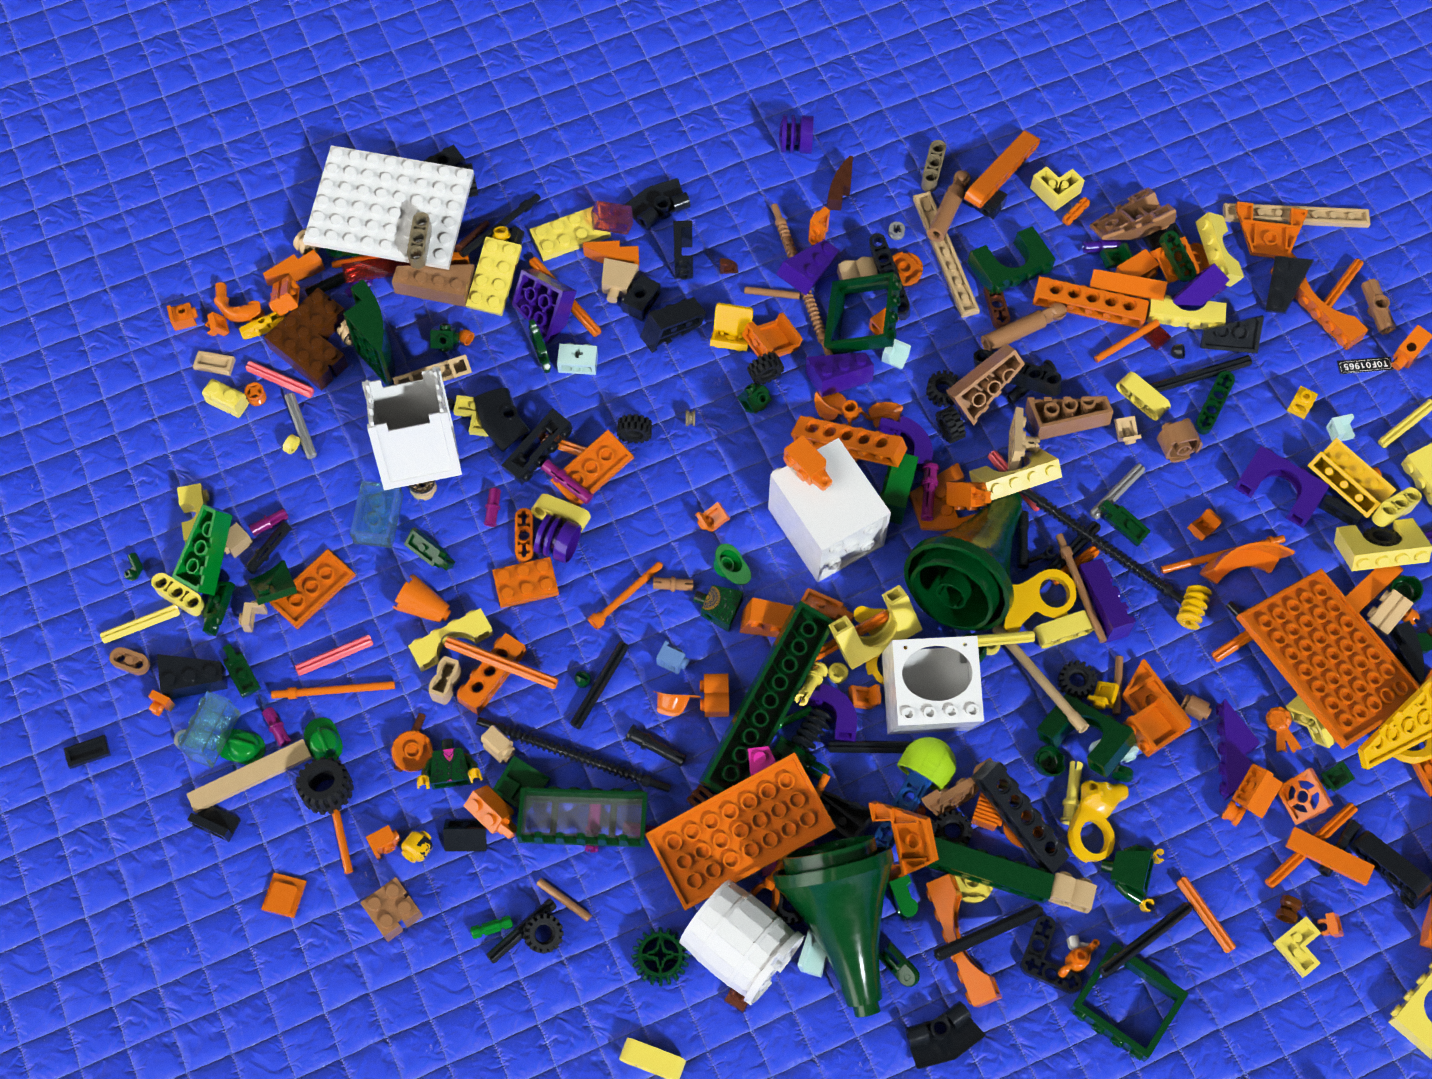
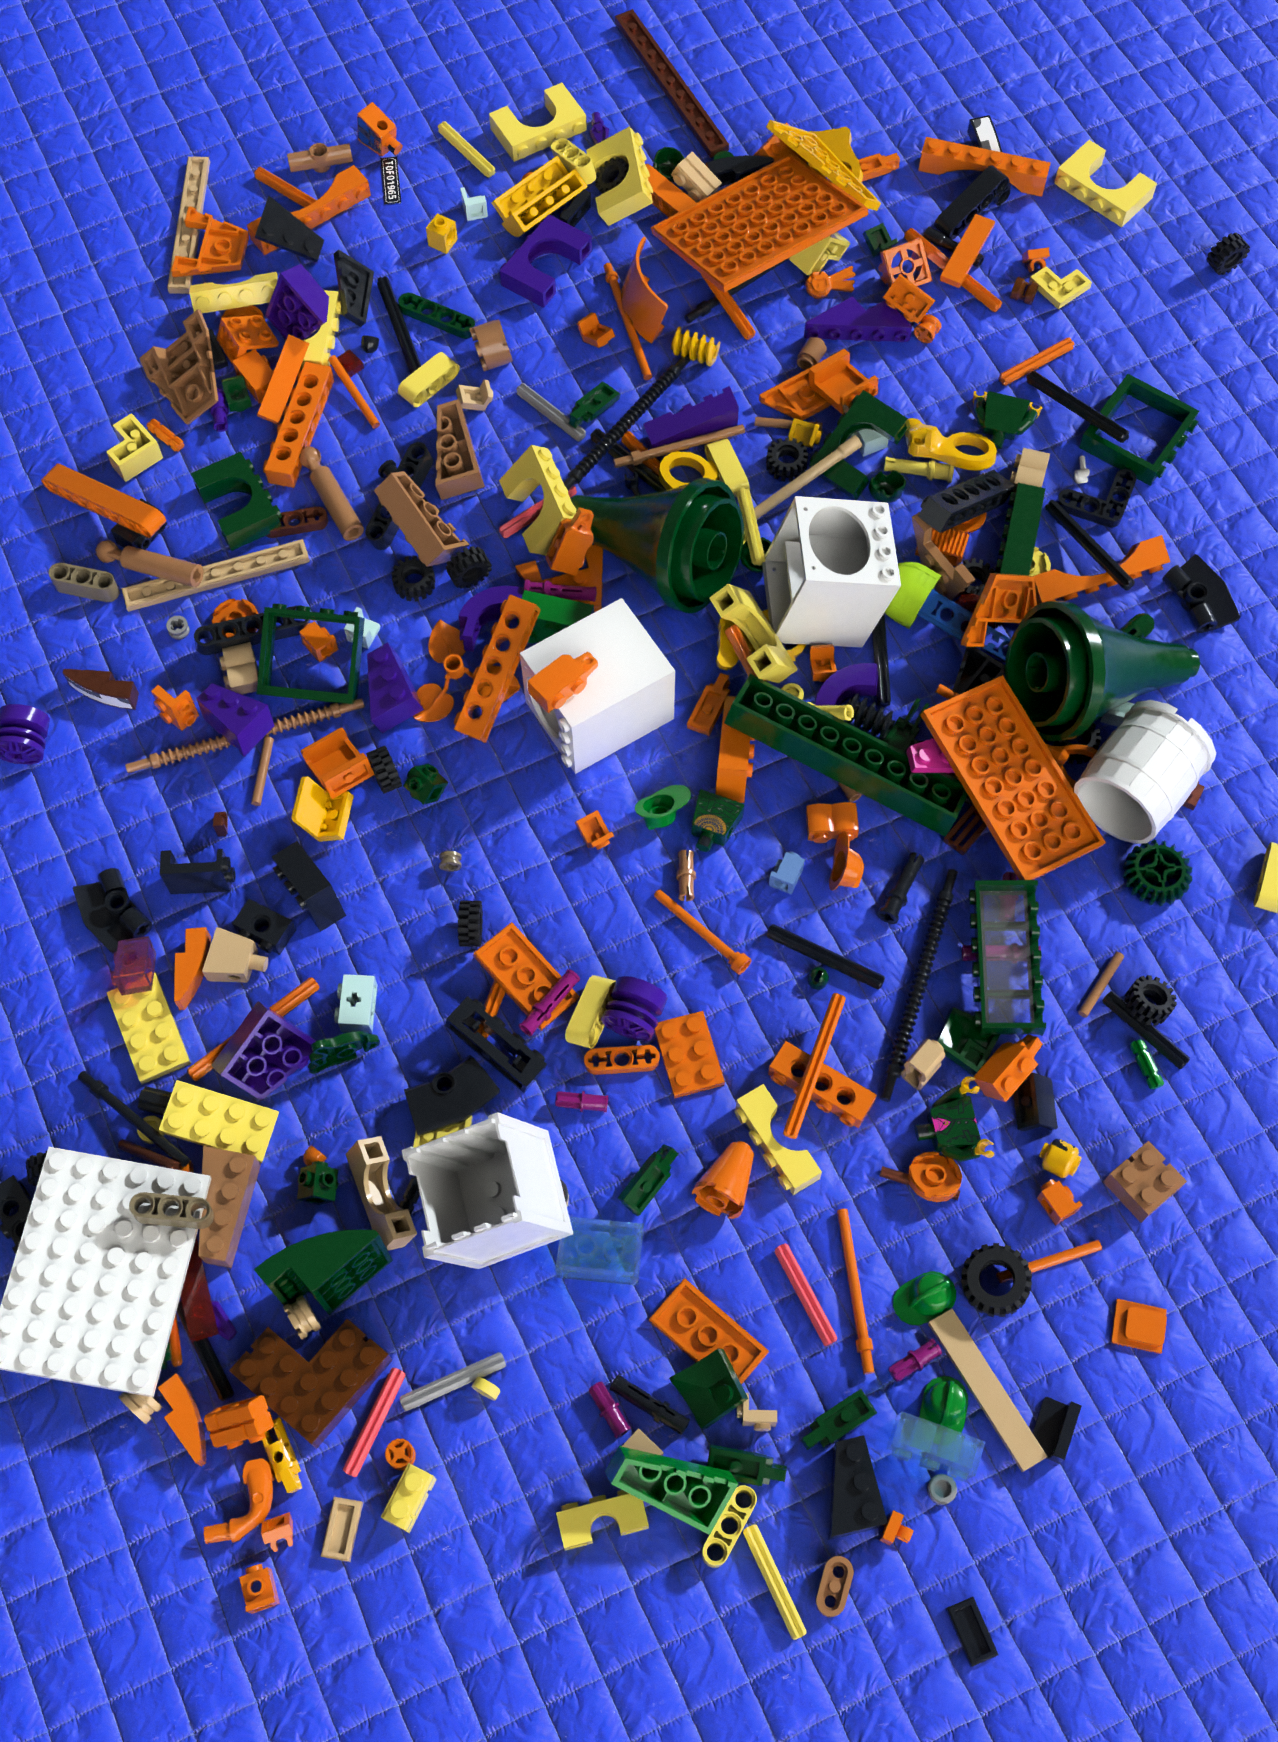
camera: 90 degrees left, 0 degrees up
(136, 567) = (687, 1601): dark green arm -> none
(446, 678) = (845, 1140): tan brick -> none
(501, 233) = (152, 1111): yellow plate -> none
(1019, 441) = (496, 496): tan plate -> none
(1078, 959) = (1102, 470): orange piece -> none
(1185, 257) = (236, 326): dark green beam -> none

